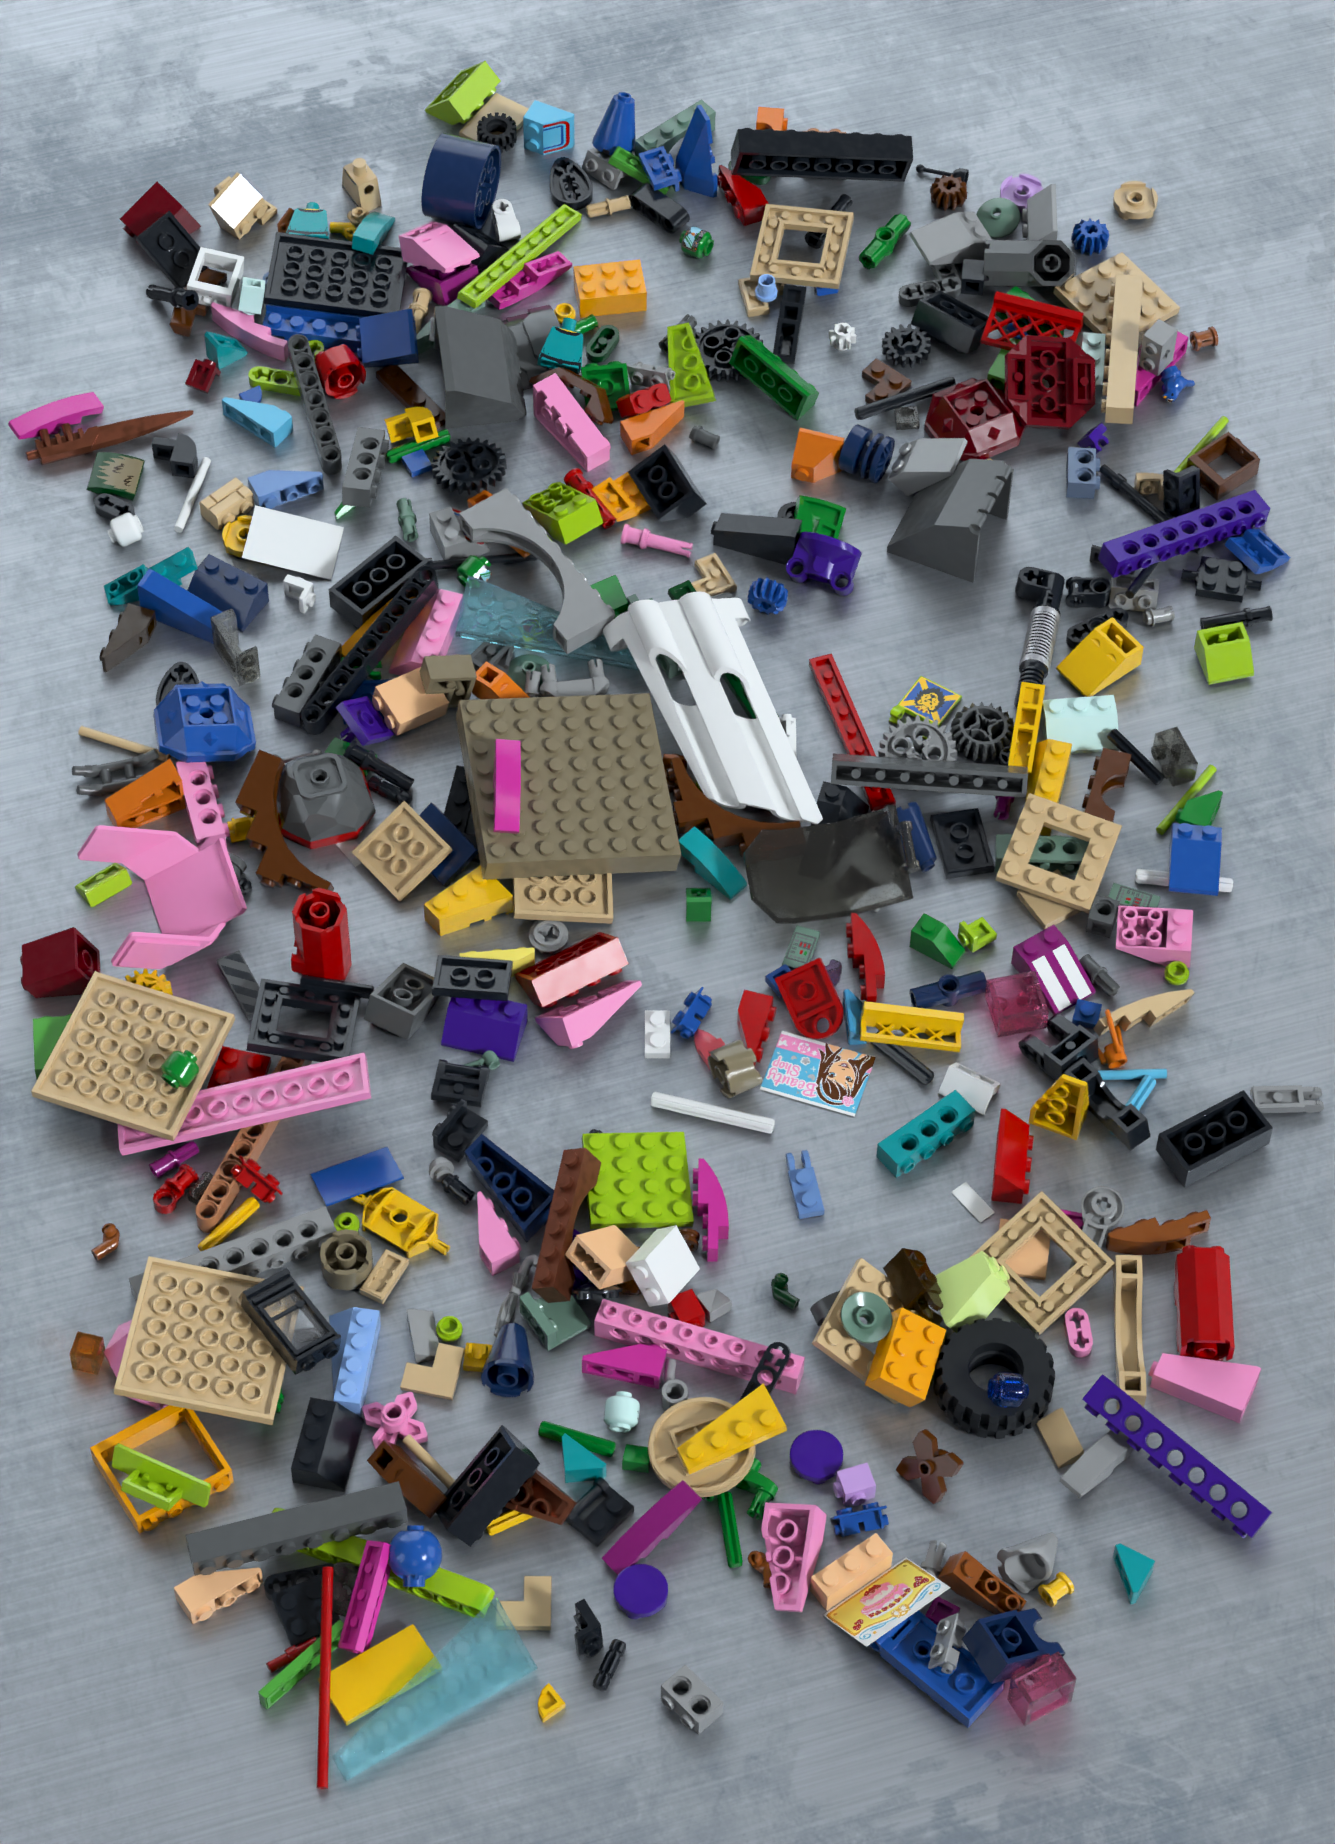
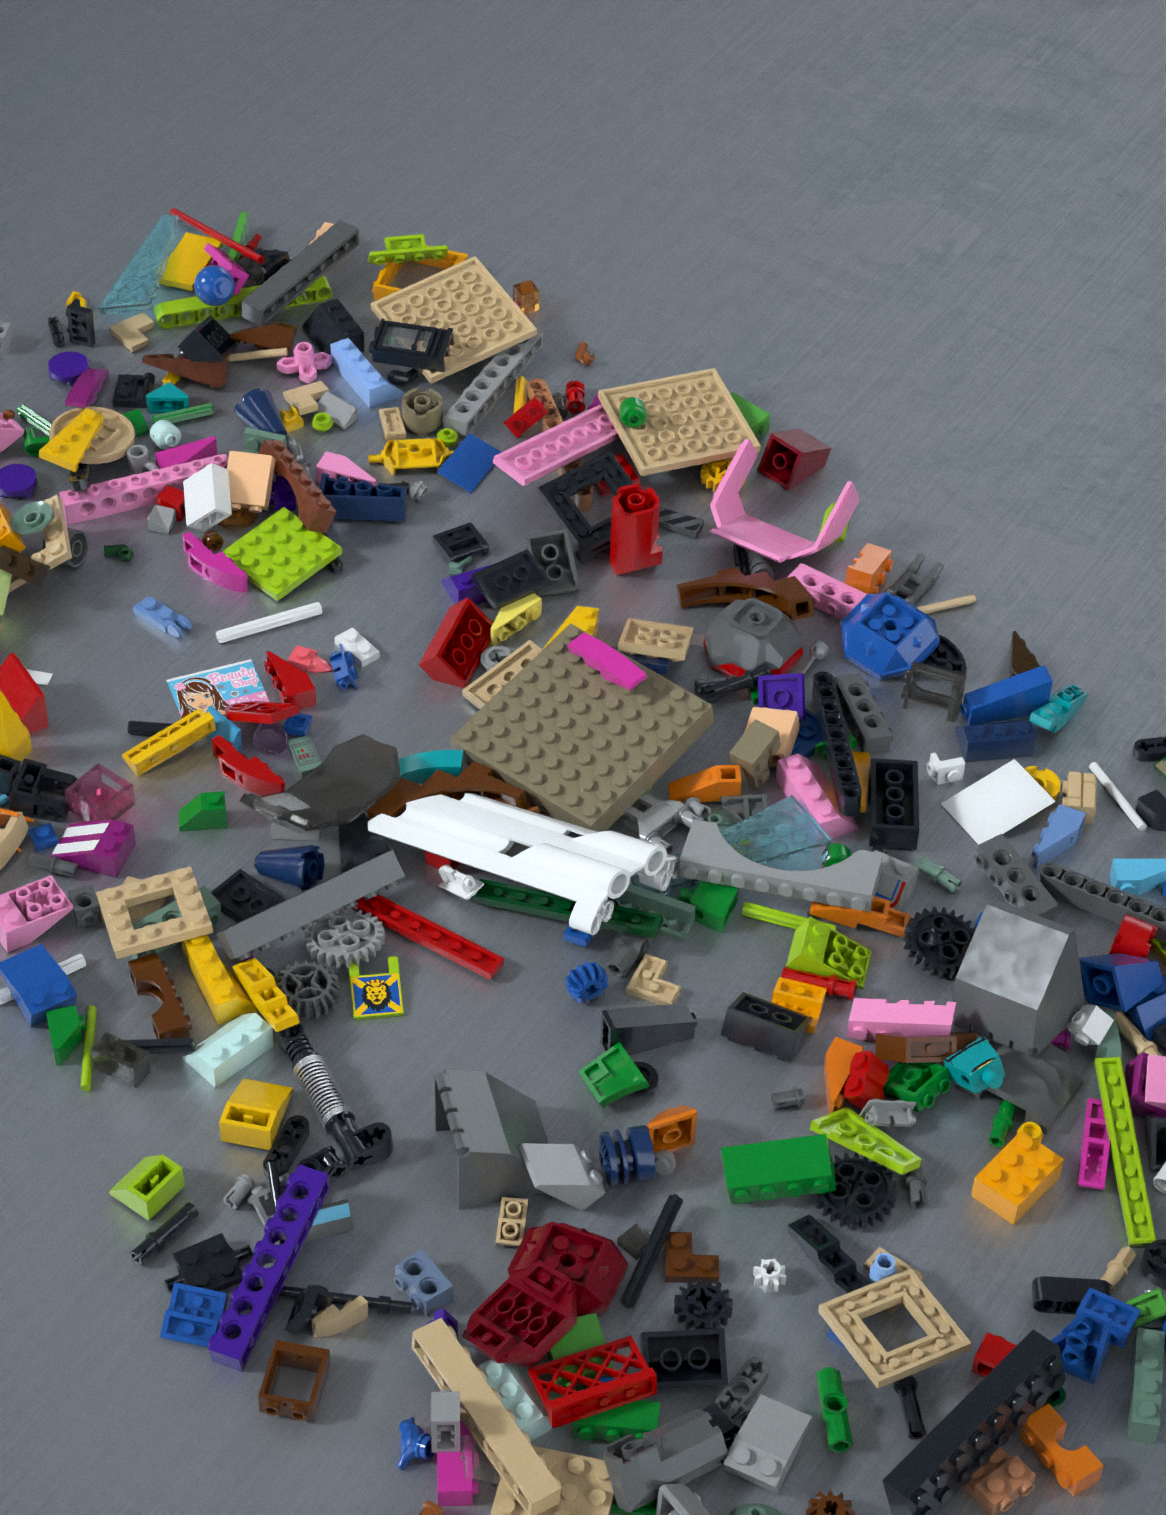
camera: 140 degrees right, 10 degrees down
(125, 529) = (1123, 733): white head -> none
(458, 1131) = (431, 519): black bracket -> none
(578, 1022) = (417, 623): bright pink wedge -> none
(599, 347) = (967, 1127): dark green plate -> none
(645, 539) = (738, 977): bright pink pin -> none
(696, 242) = (998, 1281): head -> none
(698, 904) = (410, 734): green slope -> none
(734, 1068) = (274, 635): dark tan brick -> none
(824, 561) = (575, 1051): dark purple piece -> none
(911, 1135) = (98, 687): teal brick -> none
(960, 987) = (164, 785): dark blue piece -> none
(970, 1085) = (93, 739): white panel -> none
(976, 934) = (178, 834): lime bracket -> none
(1133, 897) = (70, 939): sand green tile -> none
(1206, 440) = (335, 1398): lime bar -> none

